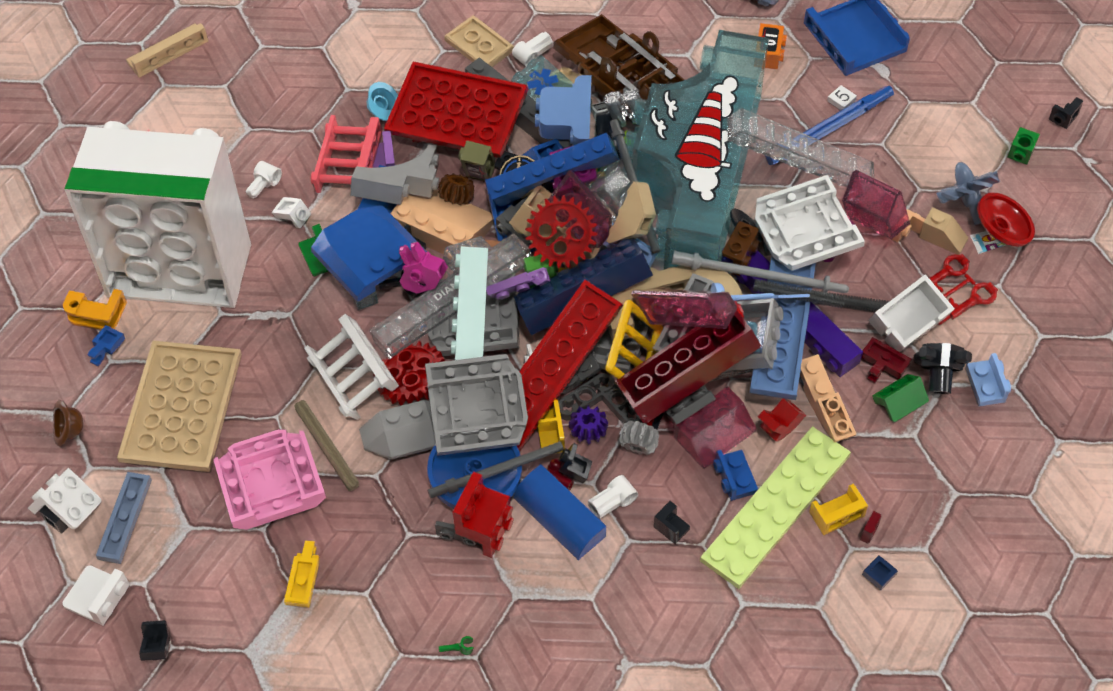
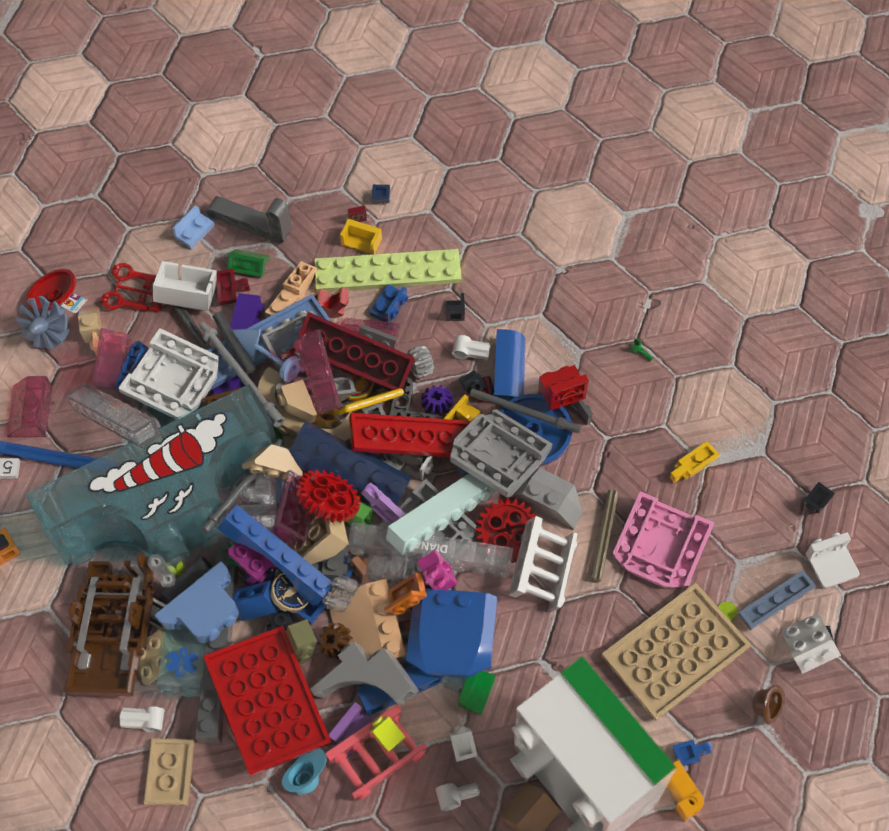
camera: 135 degrees left, 5 degrees up
(164, 477) = (728, 610): none -> lime piece
(346, 156) = (386, 732): none -> neon yellow brick
(424, 234) = (406, 594): none -> orange bracket
(483, 207) = (341, 593): none -> clear piece
(677, 277) = (297, 401): none -> tan slope
(856, 216) = (133, 357): none -> blue beam
(887, 142) = (30, 407): none -> clear pink slope
(923, 438) = (271, 225): none -> dark grey beam
(942, 361) = (206, 248): black piece -> none

